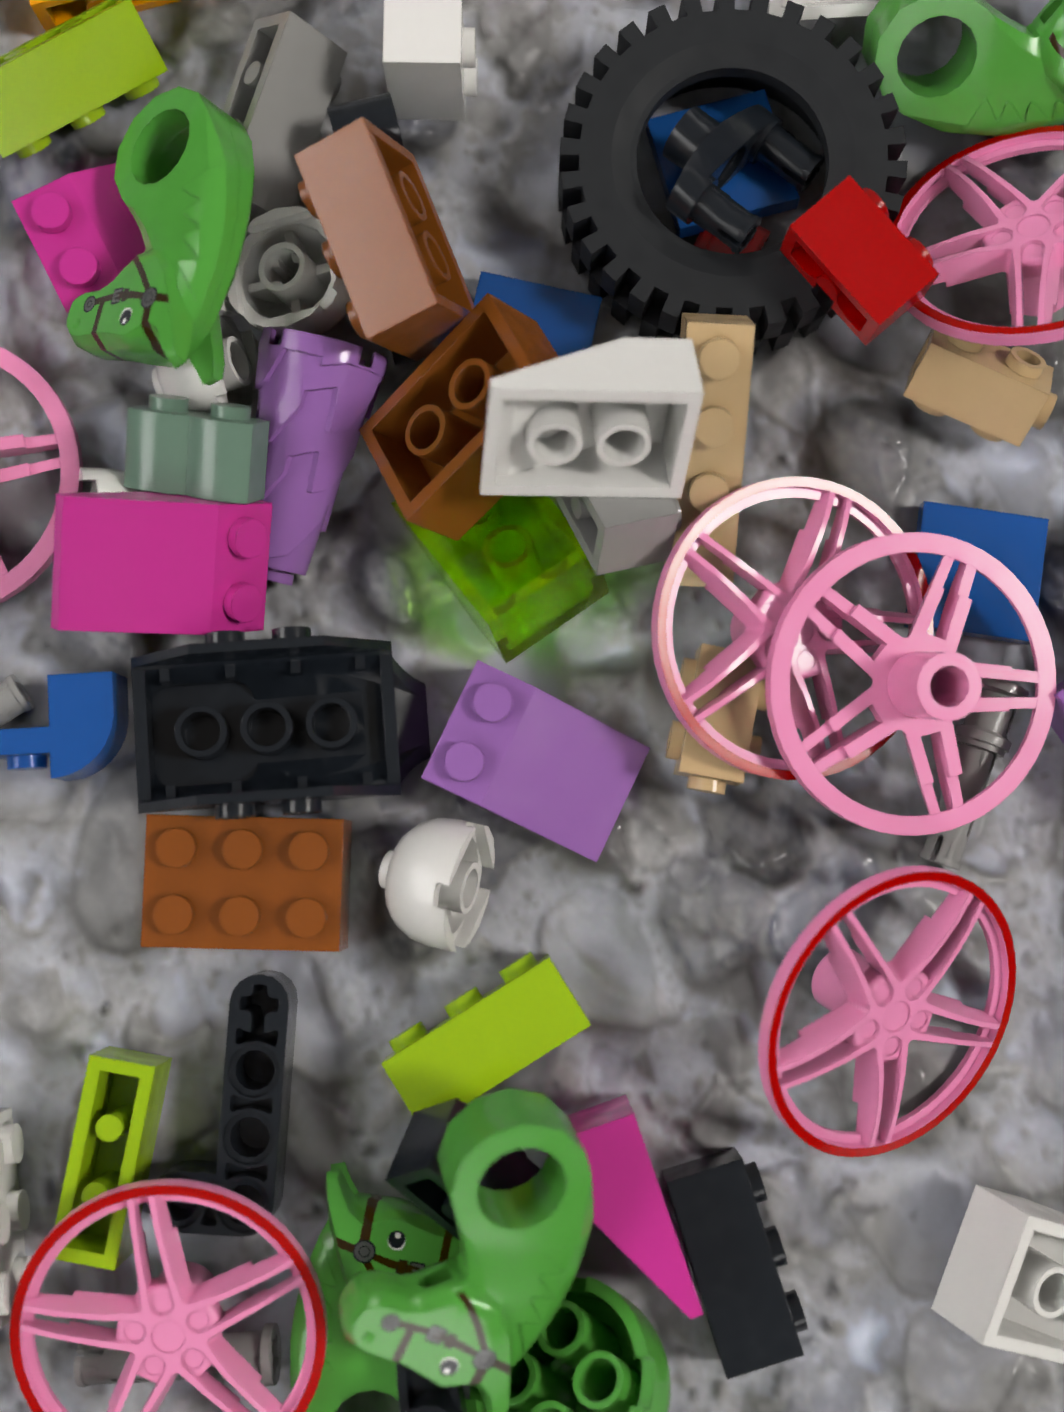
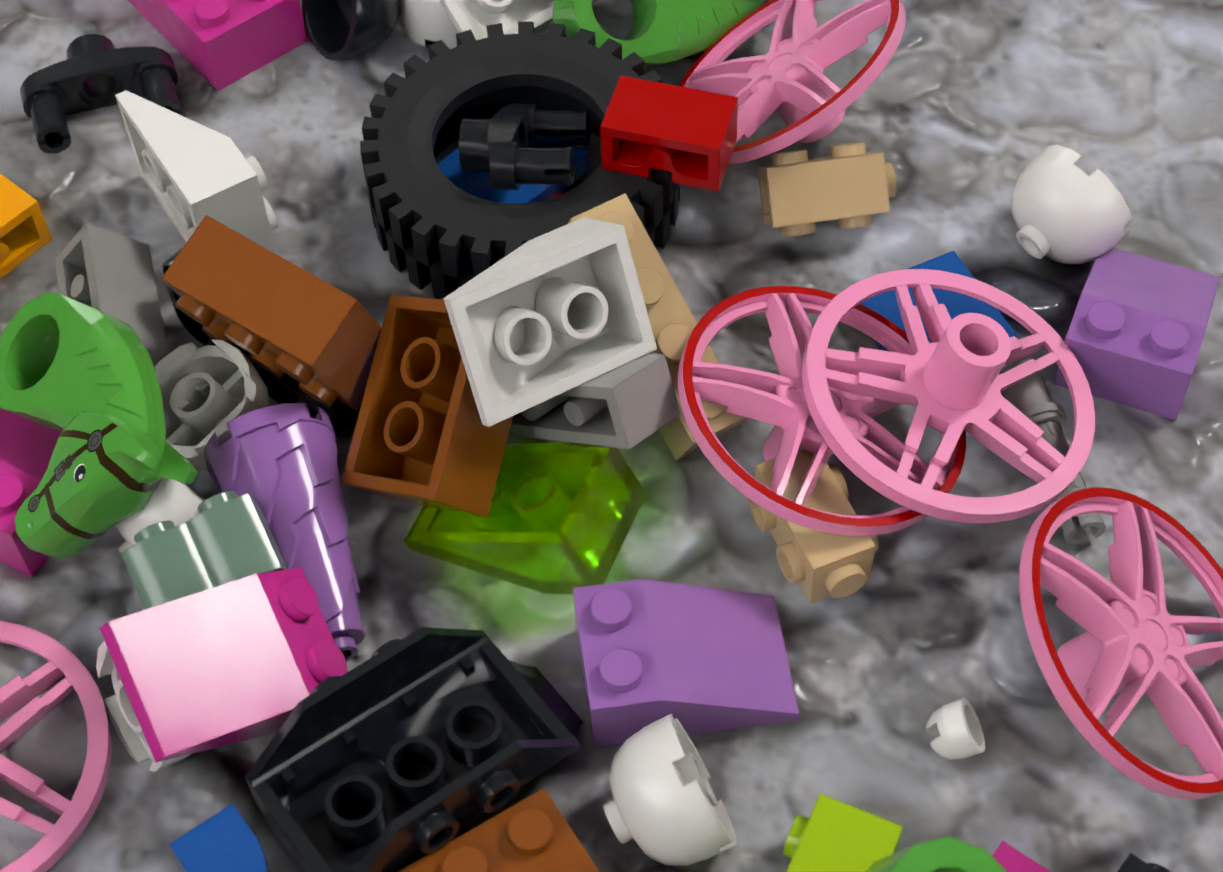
camera: 30 degrees left, 30 degrees down
(704, 961) = (958, 731): none -> white hinge

